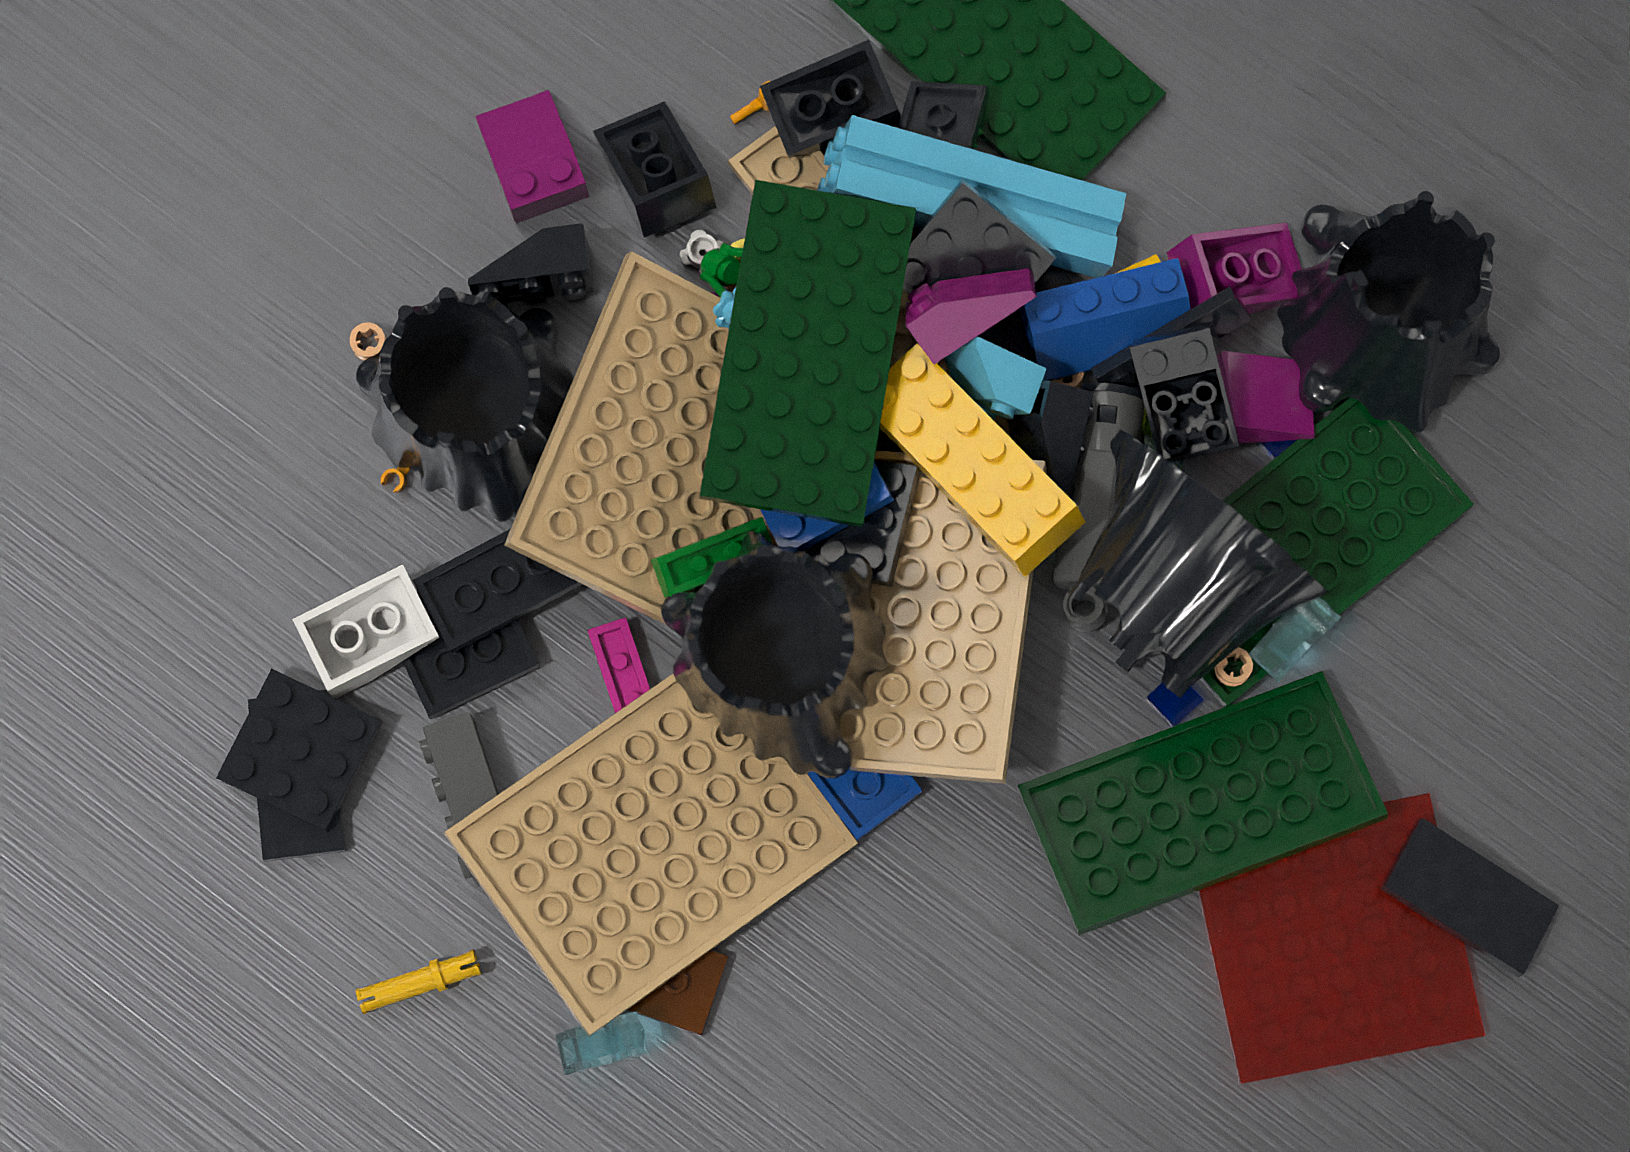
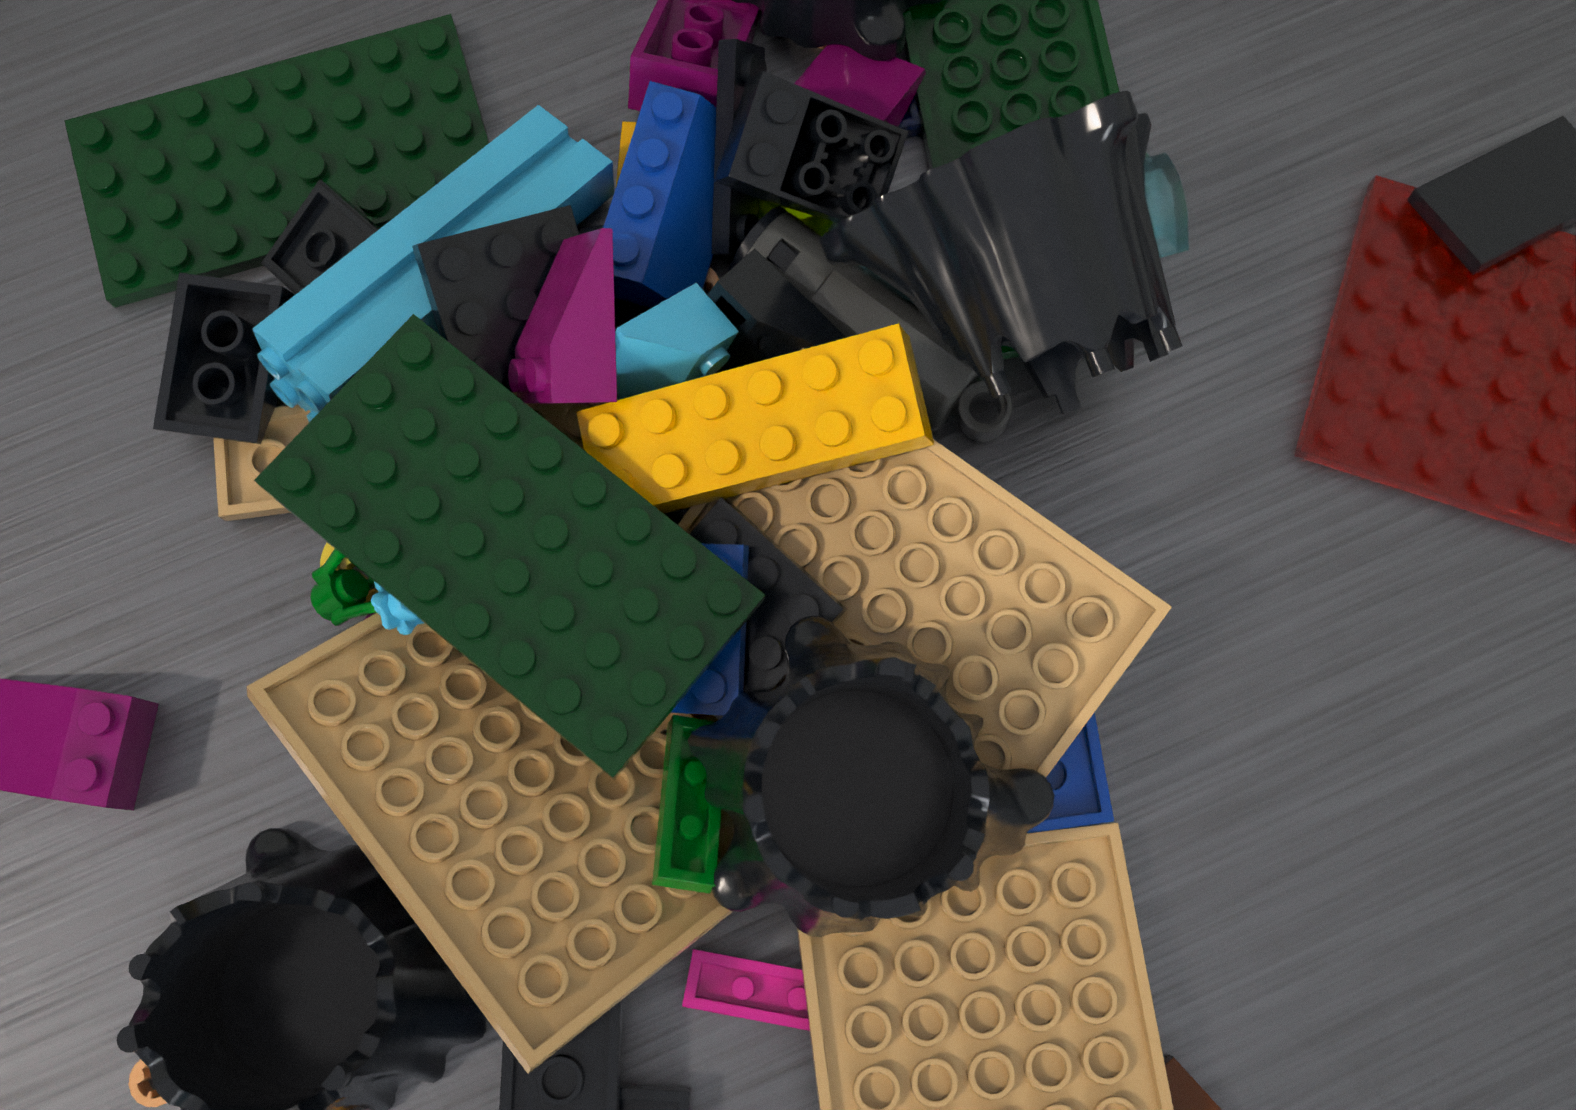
camera: 65 degrees left, 0 degrees up
(539, 268) = (200, 814): black slope -> none
(655, 169) = (175, 606): black slope -> none
(698, 241) = (293, 607): white plate -> none
(755, 105) = (176, 450): light orange hand -> none
(1170, 706) = (1135, 385): clear blue tile -> none
(1201, 802) = (1276, 416): dark green plate -> none

